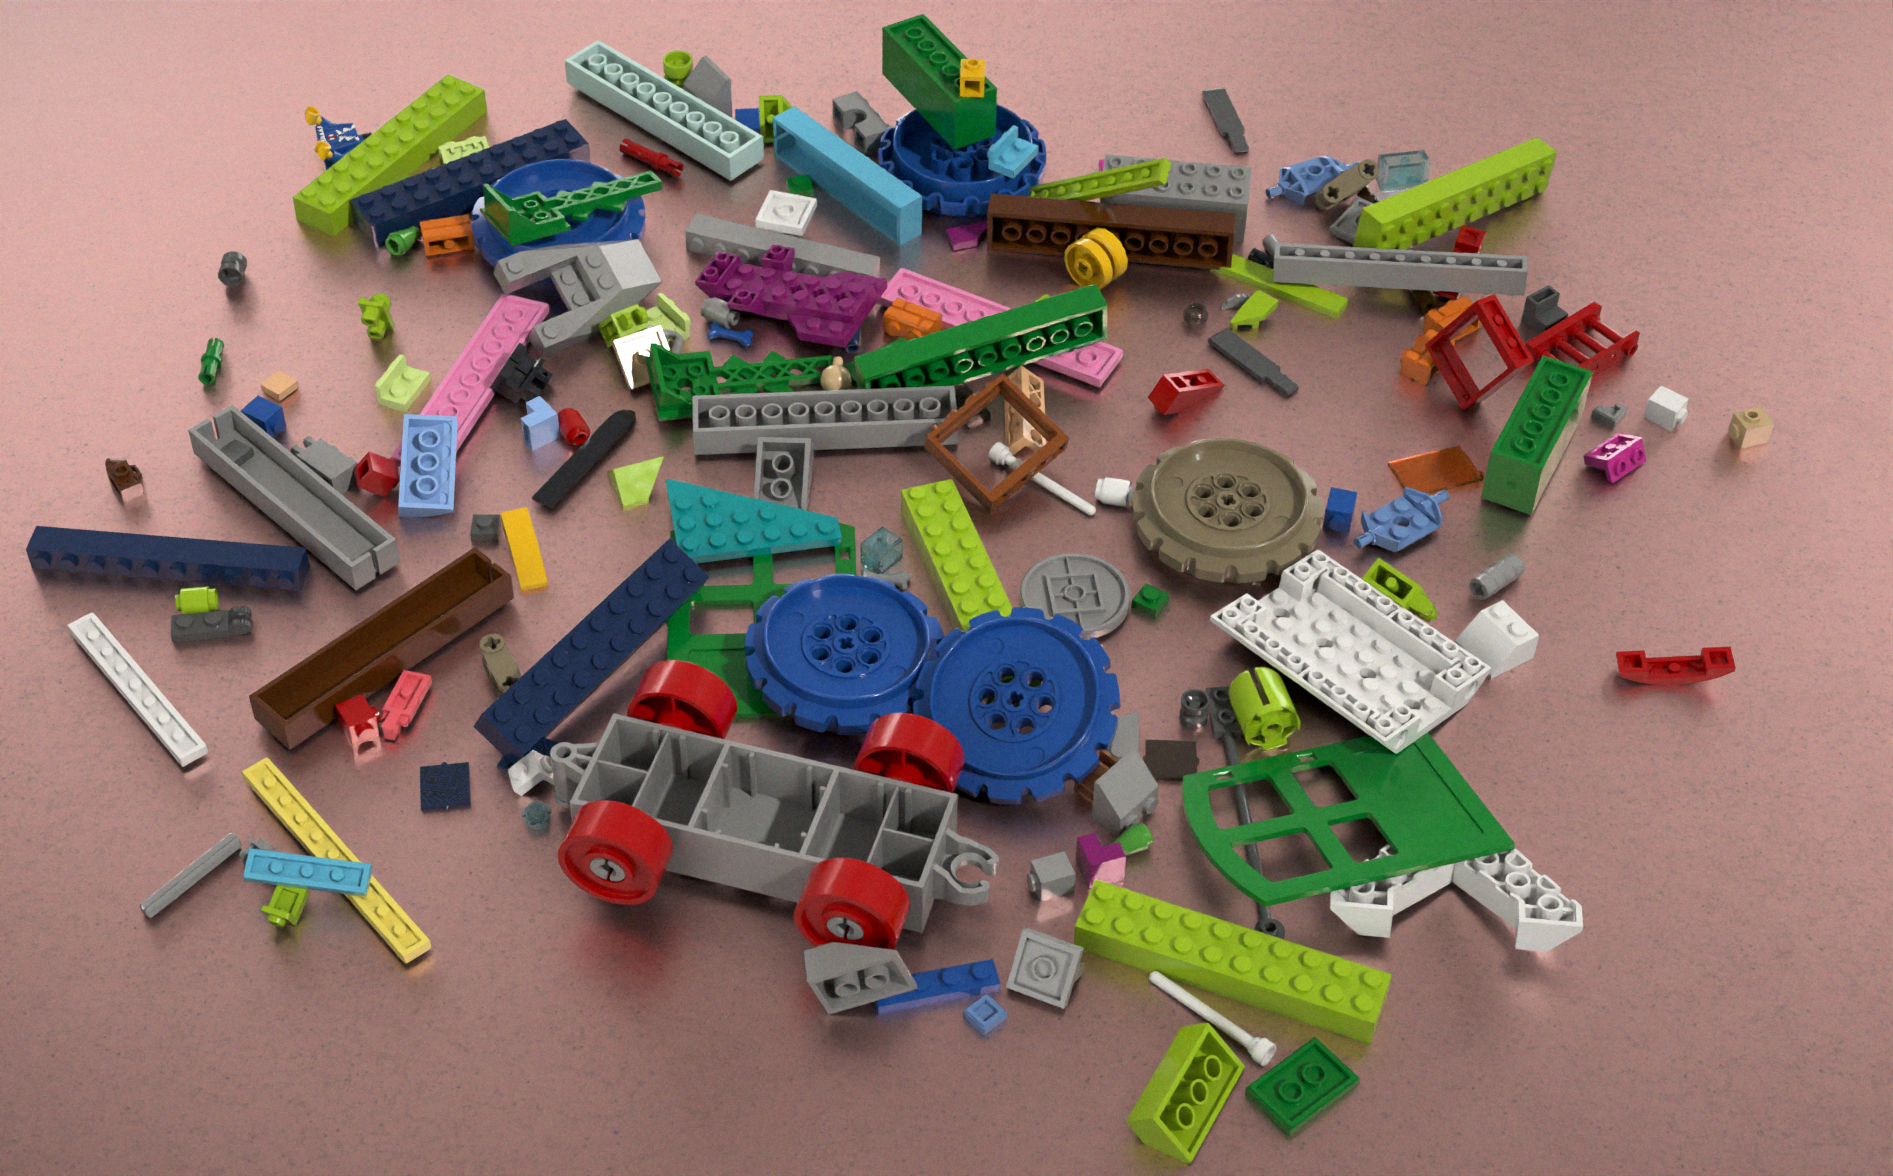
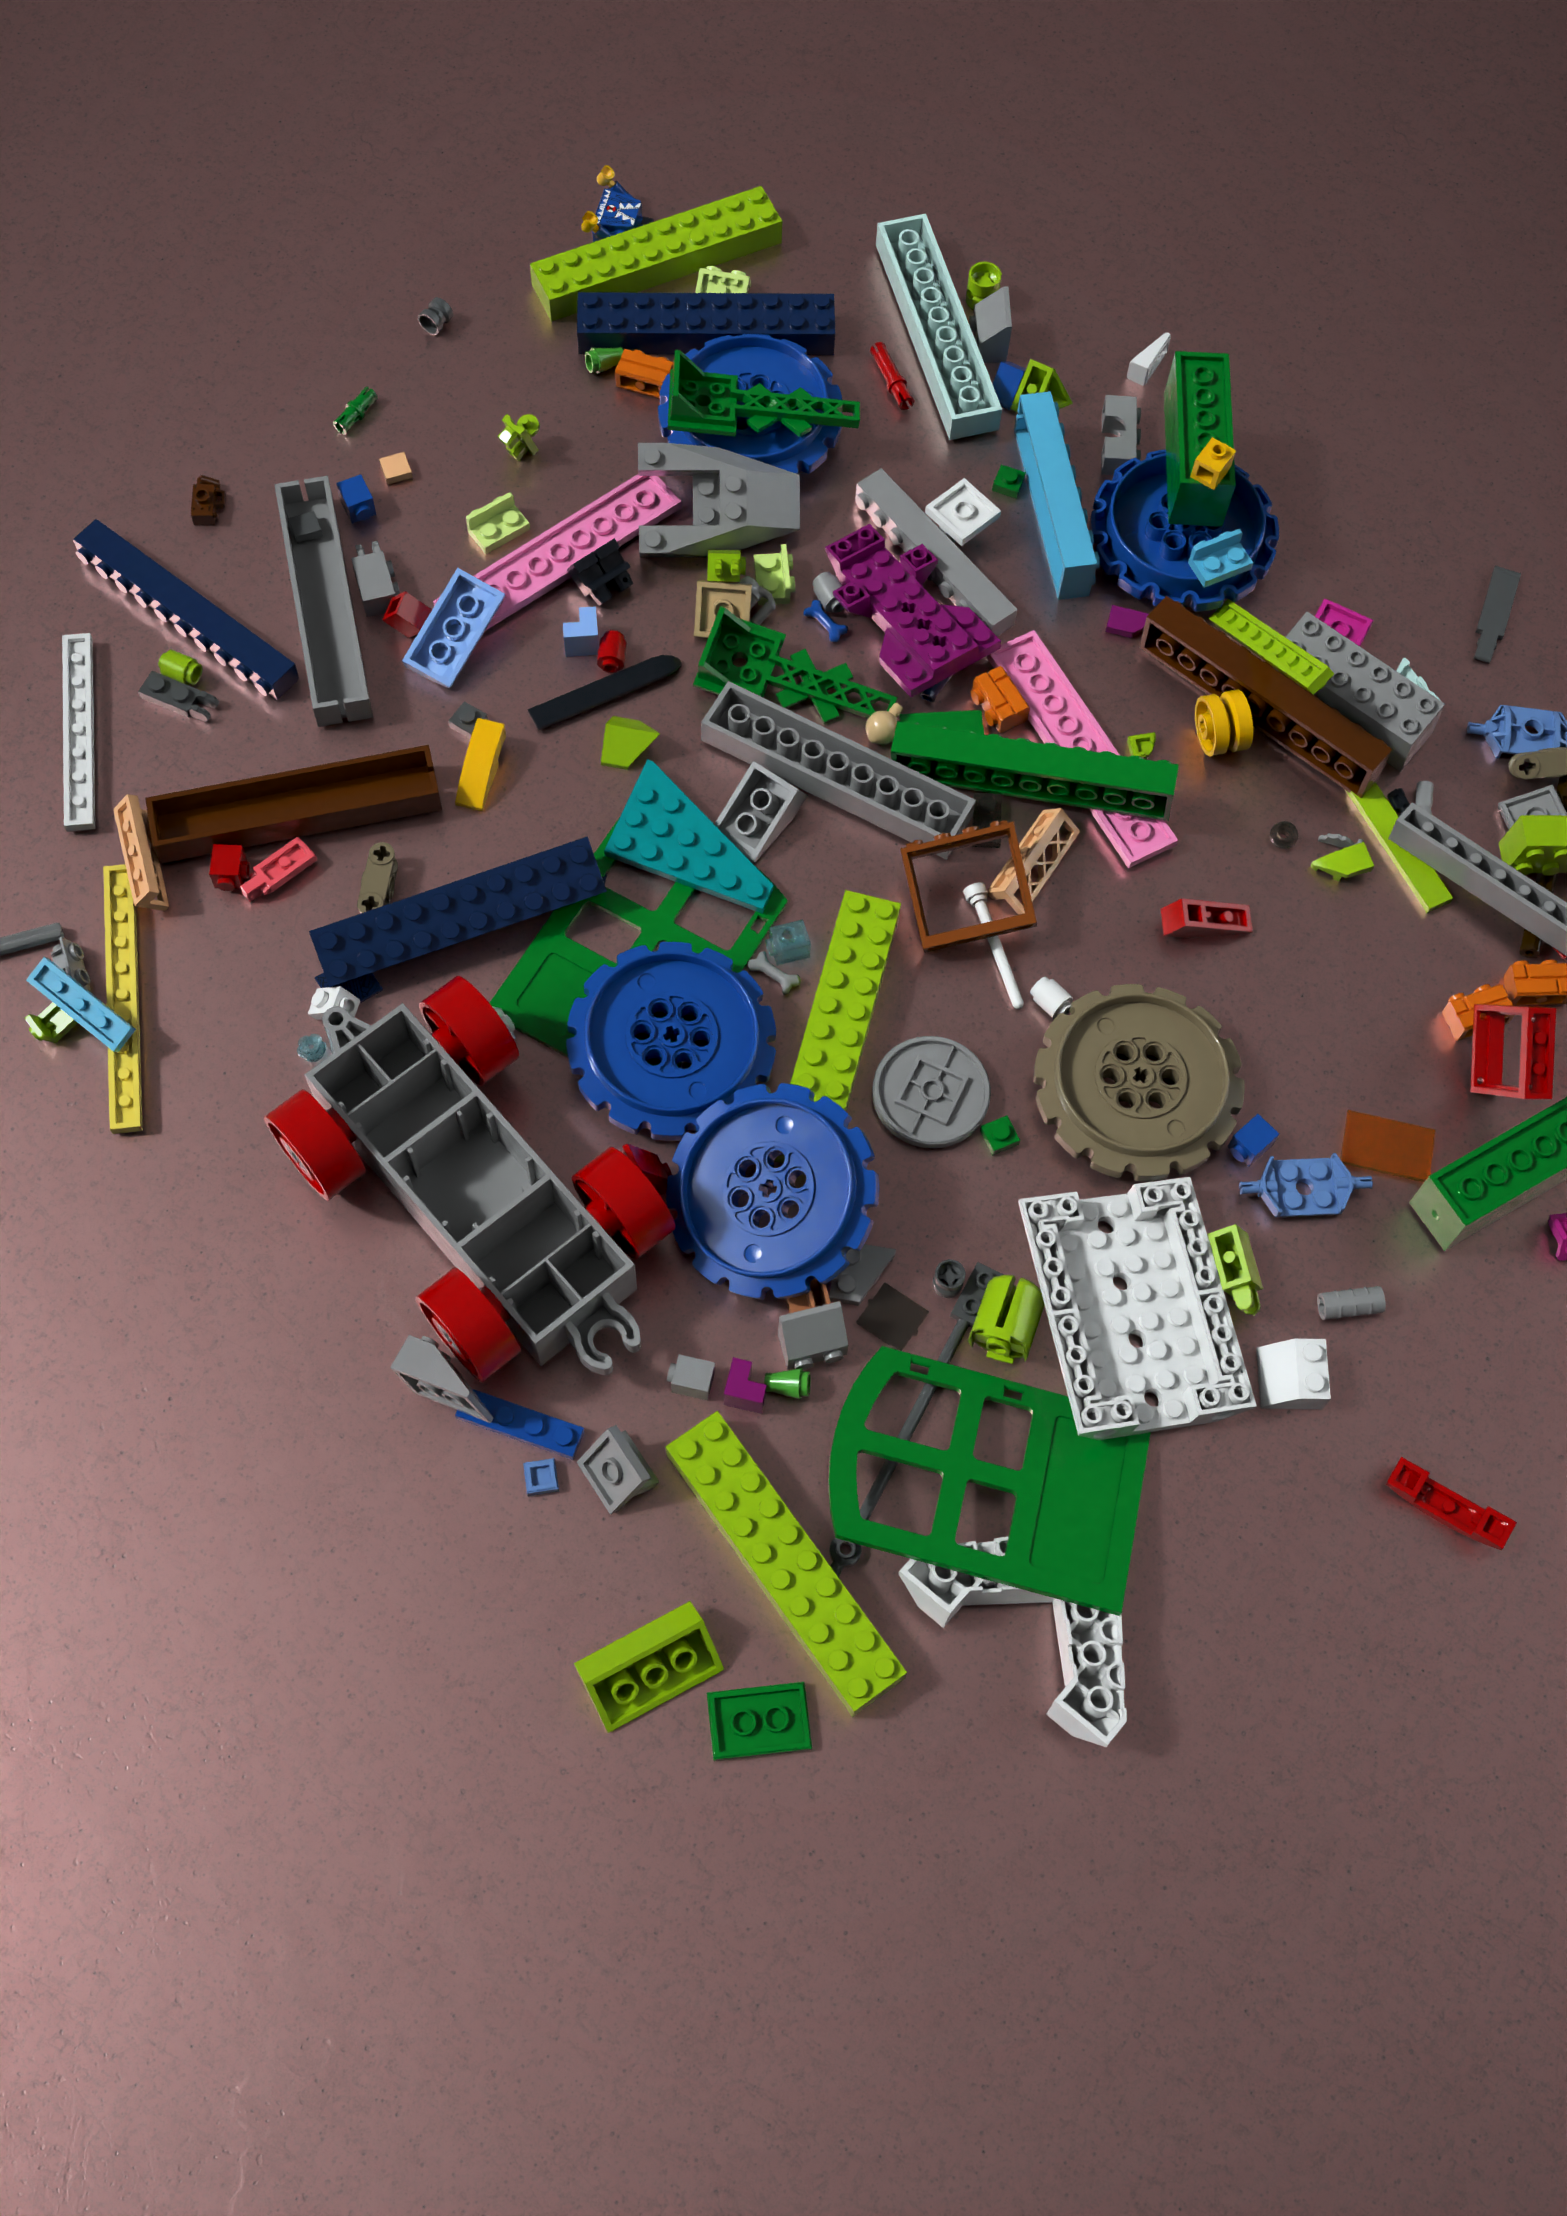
camera: 30 degrees right, 20 degrees up
(270, 743) = (139, 855): none -> light nougat fence
(445, 786) = (259, 973): dark blue piece -> none
(843, 70) = (1147, 361): none -> white slope
(1252, 361) = (1301, 918): dark grey piece -> none
(1260, 1049) = (746, 1662): white piece -> none

